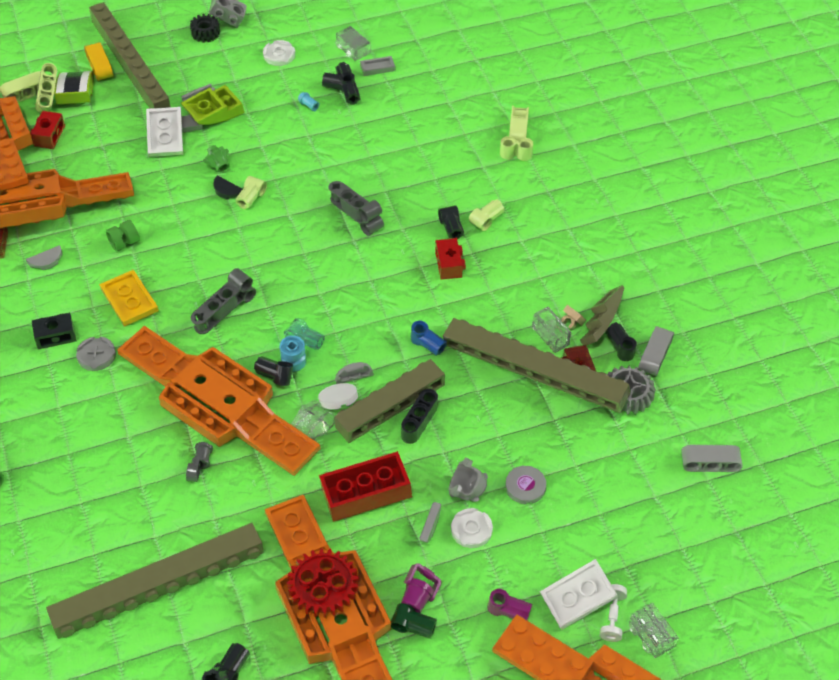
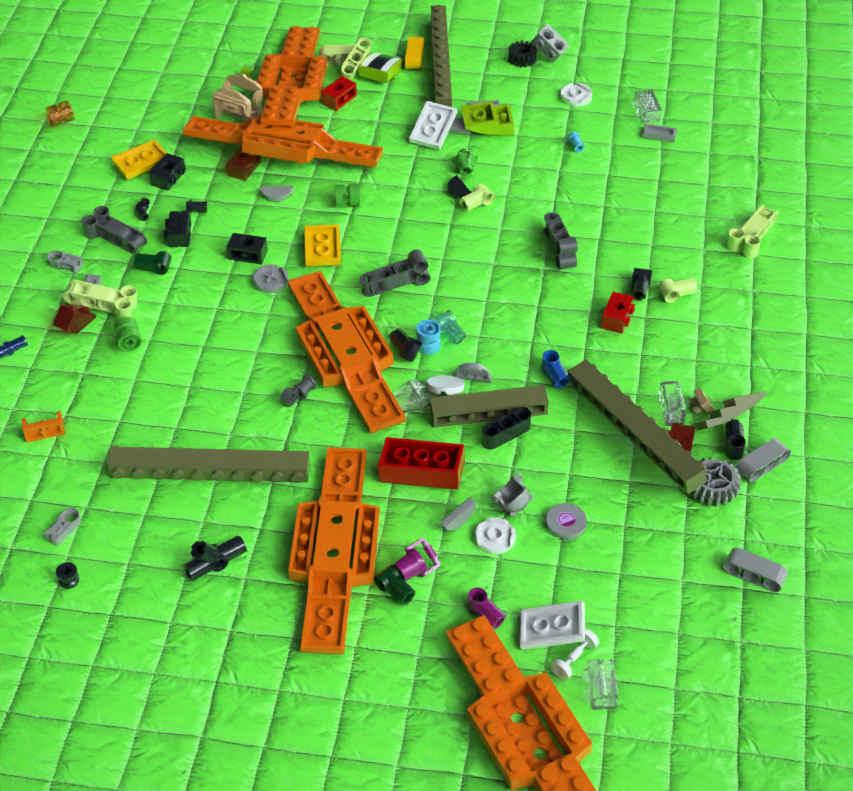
camera: 30 degrees right, 5 degrees down
(323, 582) = (333, 517): red gear -> none
(343, 80) = (618, 136): black piece -> none

